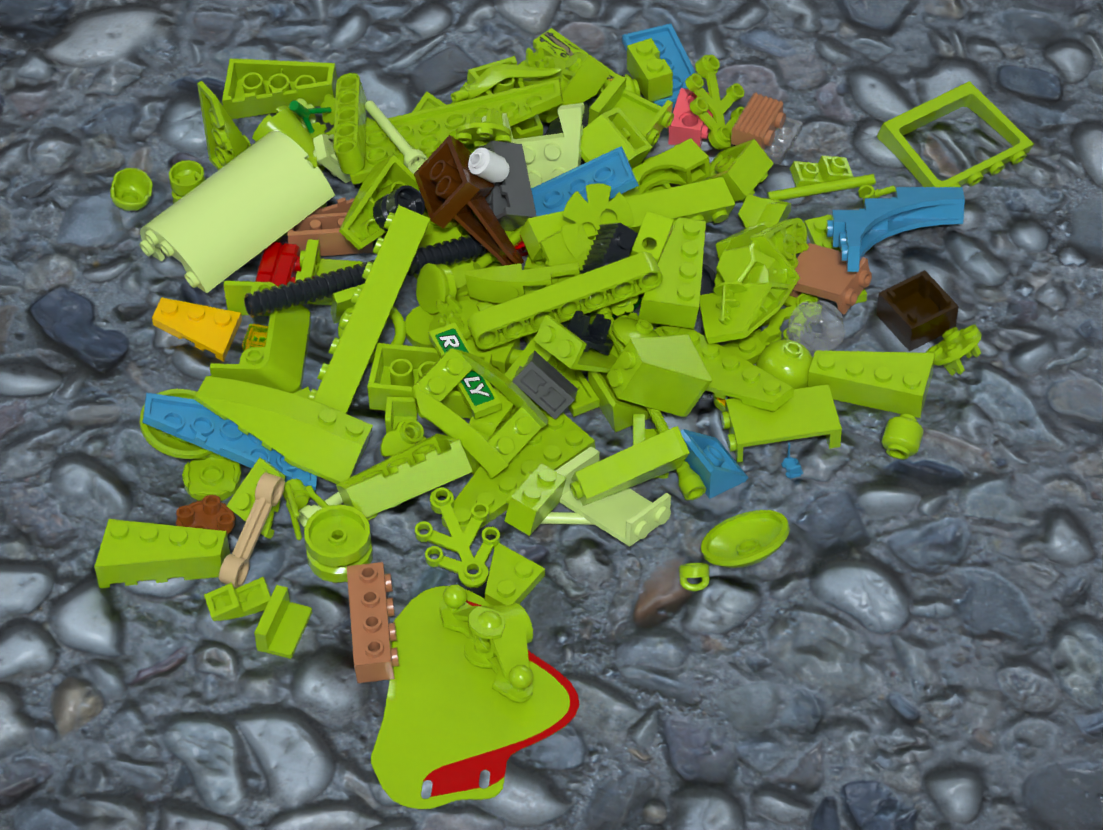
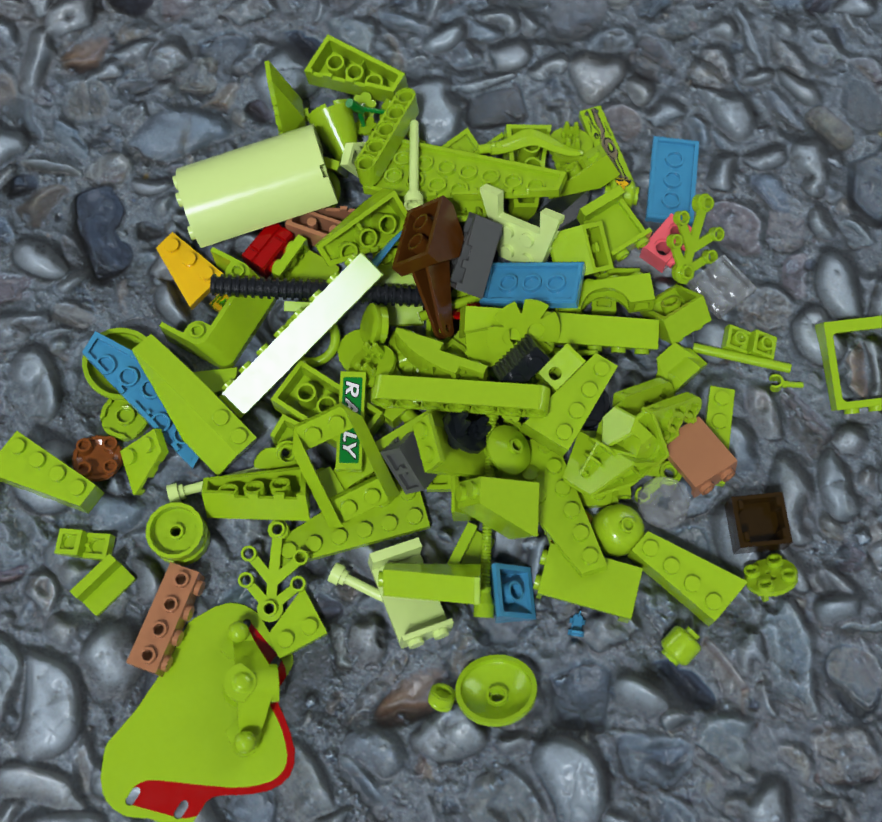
camera: 25 degrees right, 20 degrees up
(131, 189) = (199, 122): lime hair -> none
(185, 177) = (240, 132): lime wheel -> none
(267, 494) = (140, 468): tan piece -> none
(296, 498) = (172, 469): lime plant -> none
(404, 196) = (374, 243): black wheel -> none
(480, 132) = (476, 200): lime plate -> none
(488, 165) = (457, 241): white brick -> none
(534, 499) = (344, 572): lime brick -> none
(650, 71) = (654, 185): lime brick -> none
(759, 121) = (717, 277): nougat brick -> none
(883, 217) = (773, 419): dark azure arch -> none

